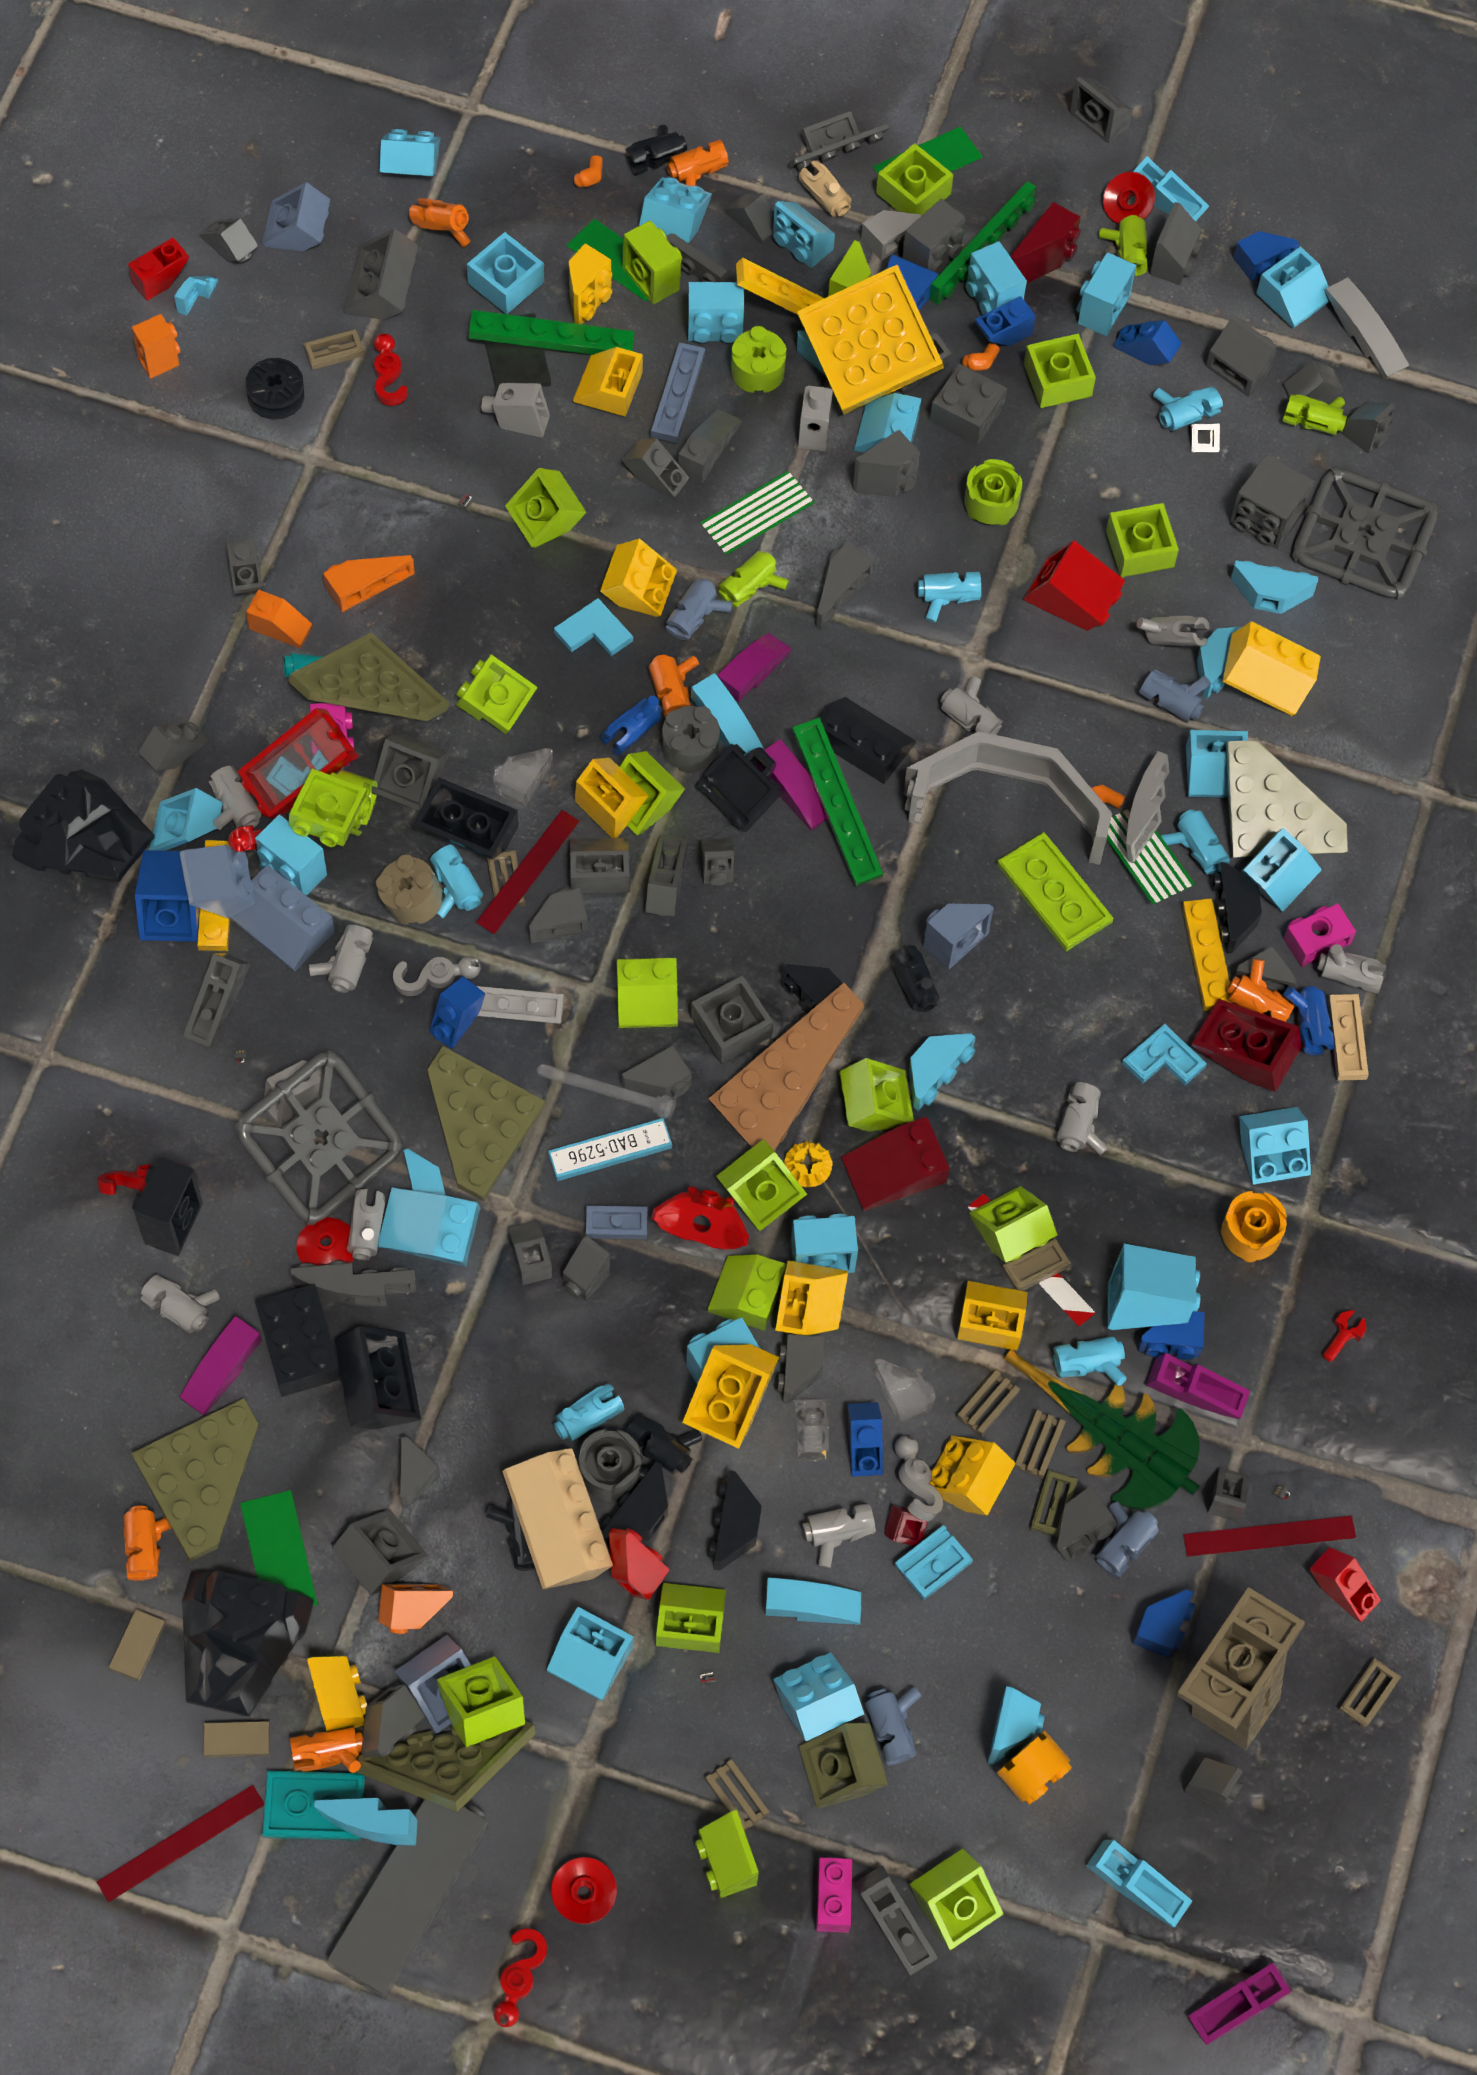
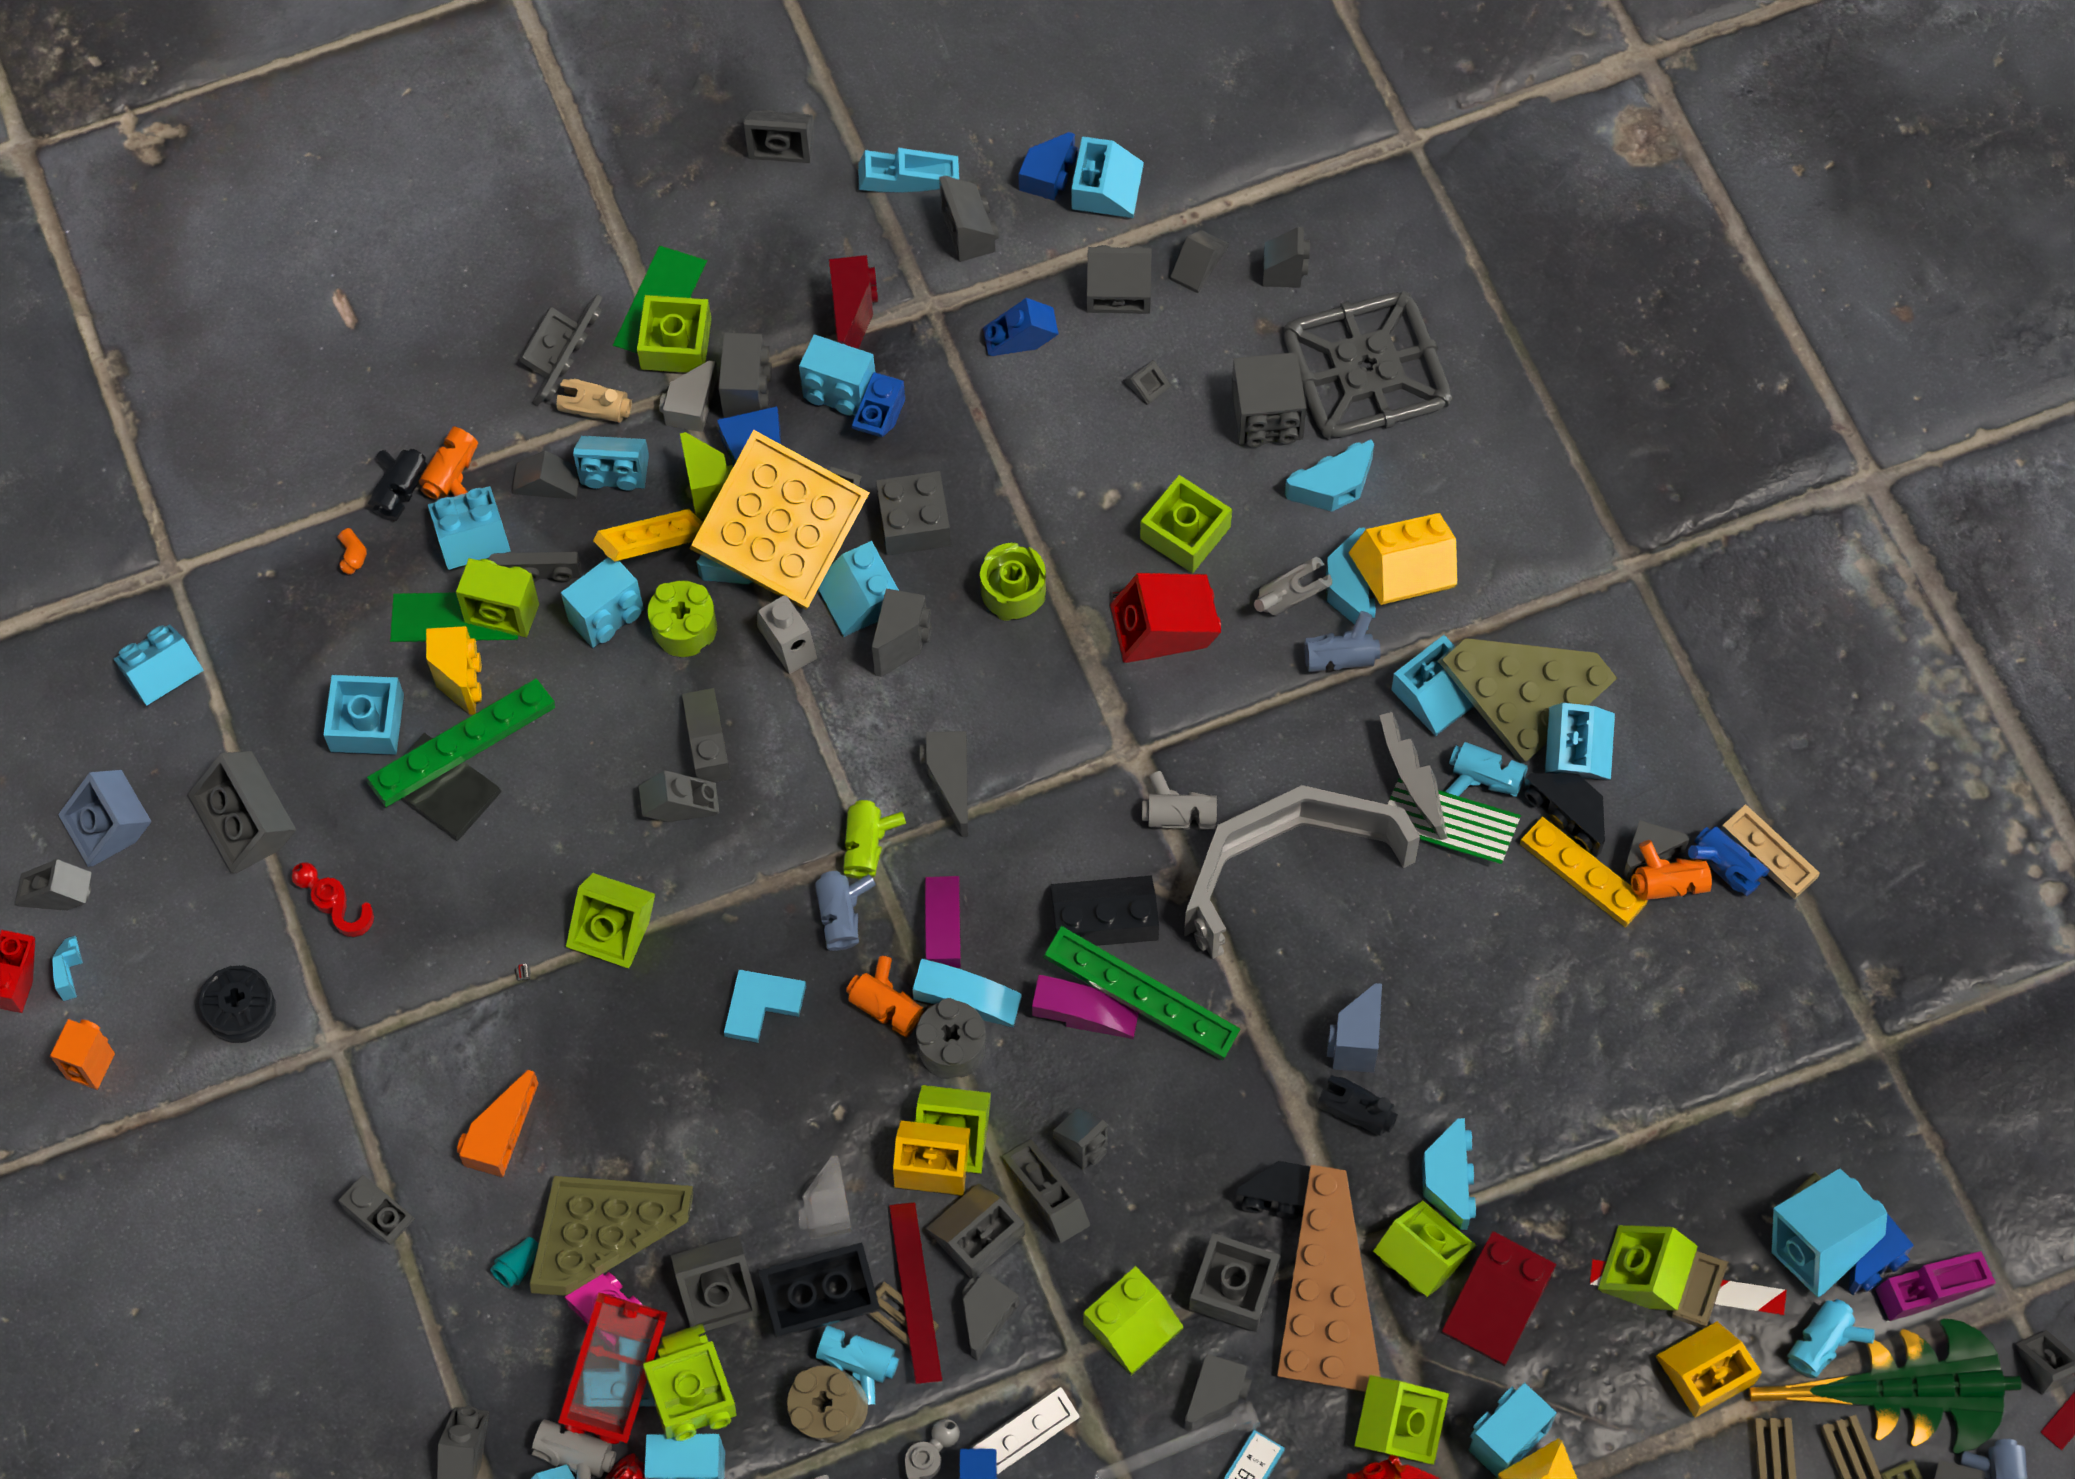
camera: 35 degrees left, 0 degrees up
(277, 619) = (452, 1236): orange slope -> none
(335, 352) = (268, 925): dark tan tile -> none
(441, 216) = (250, 706): orange piece -> none
(495, 693) = (728, 1142): lime plate -> none
(519, 408) = (497, 840): light grey torso -> none
(610, 380) = (558, 745): yellow slope -> none
(637, 723) = (884, 1063): blue piece -> none
(638, 578) = (760, 920): yellow slope -> none
(678, 392) = (632, 707): sand blue plate -> none
(740, 785) = (1039, 1048): black piece -> none
(757, 512) = (808, 767): sticker -> none
(820, 1170) = (1419, 1345): yellow gear -> none
(947, 587) = (1051, 706): medium azure piece -> none
(983, 360) = (885, 460): orange arm -> none
(993, 232) = (787, 356): green plate -> none
(1055, 891) = (1400, 920): lime tile -> none
(1059, 370) = (968, 417): lime brick -> none
(1076, 1124) = (1619, 1127): light grey piece -> none
(1105, 293) = (945, 311): medium azure brick -> none
(1109, 796) = (1369, 790): orange arm -> none
(1121, 189) = (865, 206): red dish -> none
(1131, 240) = (920, 241): lime piece -> none
(1165, 1050) = (1627, 992): medium azure tile -> none
(1184, 411) = (1114, 365): medium azure piece -> none
(1239, 1231) = (1870, 1089): light orange brick -> none
(1249, 1043) = (1696, 927): dark red slope -> none
(1275, 1145) = (1800, 1002): medium azure slope -> none
(1309, 946) = (1657, 793): dark pink brick -> none
(1316, 414) = (1227, 285): lime piece -> none
(1344, 1334) = (2007, 1130): red bar -> none
(1351, 969) = (1719, 786): light grey piece -> none
(1367, 327) = (1199, 168): light grey slope -> none

